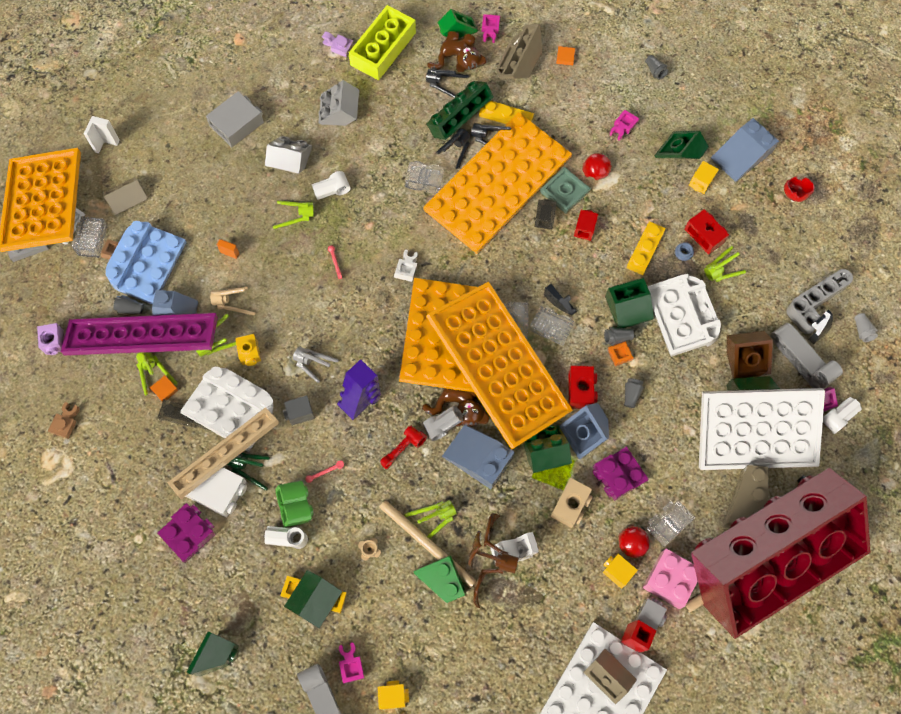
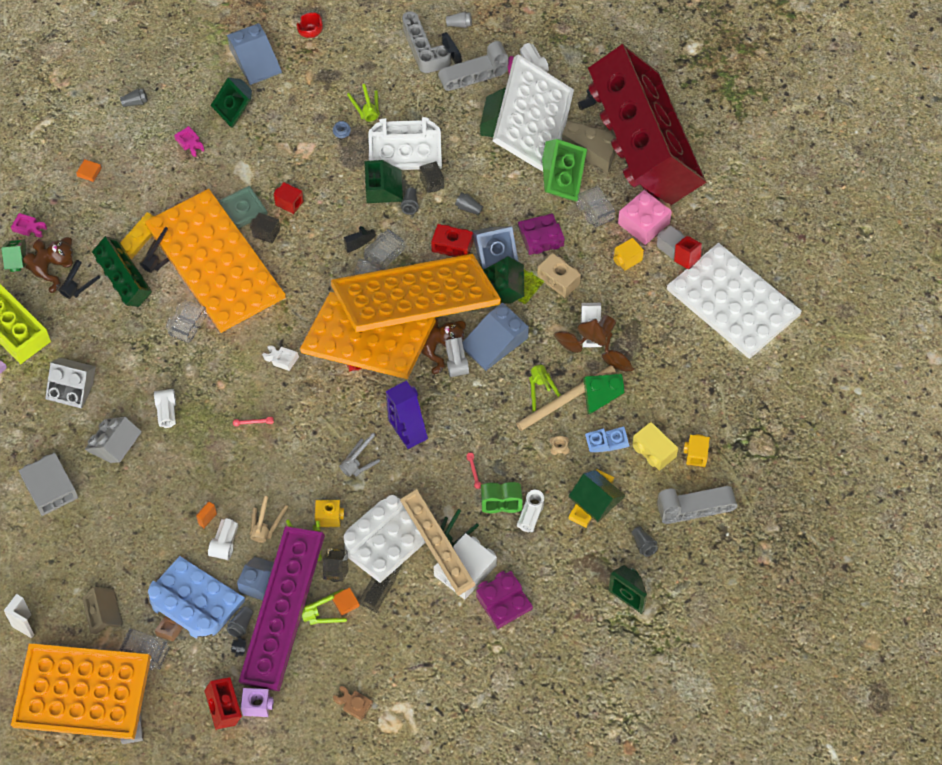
camera: 75 degrees left, 10 degrees down
(42, 311) = (222, 703): none -> red brick
(103, 310) = (238, 647): none -> black plate
(192, 368) = (335, 565): none -> clear smoke brick
(200, 270) = (222, 544): none -> white piece
(272, 661) = (645, 543): none -> dark grey cone
(298, 410) = (406, 478): dark grey brick -> none
(304, 209) = (184, 437): lime plant -> none
(351, 667) = (663, 479): dark pink plate -> none
(386, 597) = (607, 441): none -> light blue slope
(386, 648) = (654, 446): none -> light yellow brick
(413, 436) = (461, 388): red brick -> none
(459, 139) = (155, 281): black plant -> none
(521, 54) = (75, 206): dark tan wedge -> none
(597, 166) = (226, 175): red hair -> none
(610, 676) = (717, 280): dark tan panel -> none
(620, 353) = (427, 205): orange tile -> none
(634, 541) = (604, 238): red hair -> none
(645, 248) = (327, 158): yellow plate -> none
(653, 349) = (431, 177): none -> clear smoke brick
(703, 177) = (271, 93): yellow brick -> none
(703, 476) = (563, 168): none -> bright green slope
(706, 231) = (328, 106): red brick -> none
(749, 354) = (458, 107): reddish brown slope -> none

